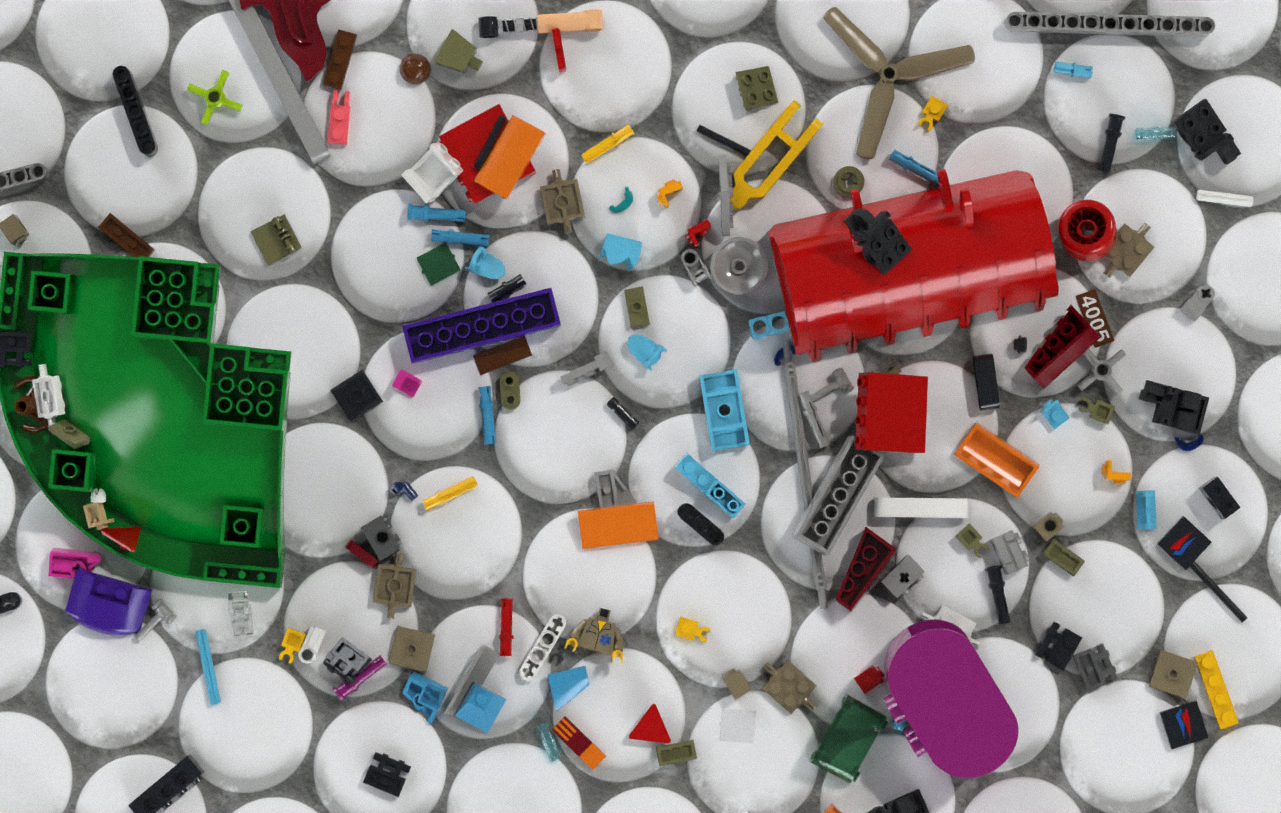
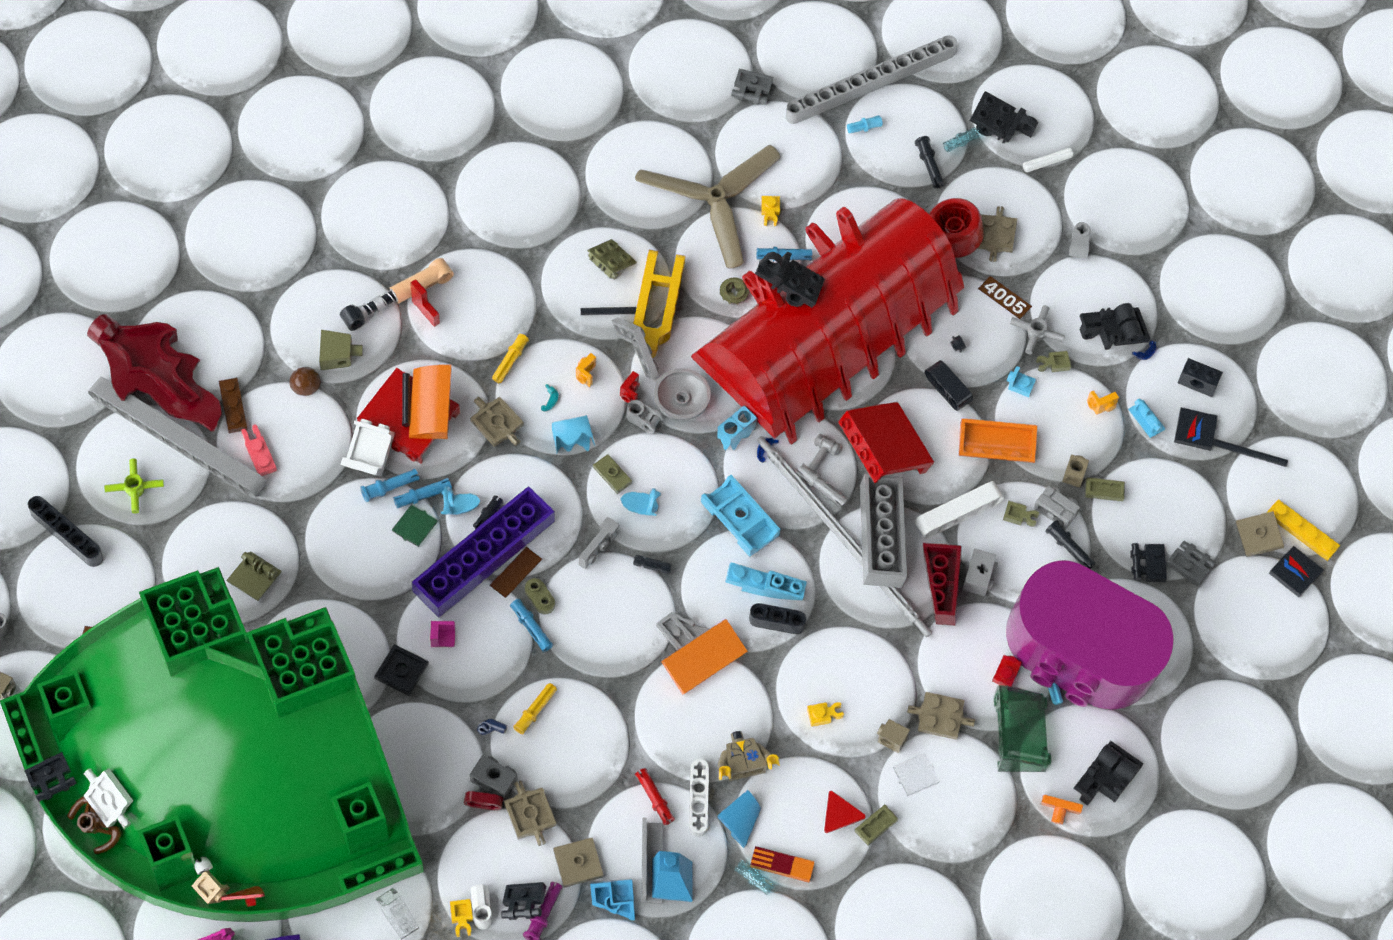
camera: 35 degrees left, 25 degrees down
(69, 434) = (146, 815): olive plate -> none
(1061, 347) = (994, 325): dark red wedge -> none

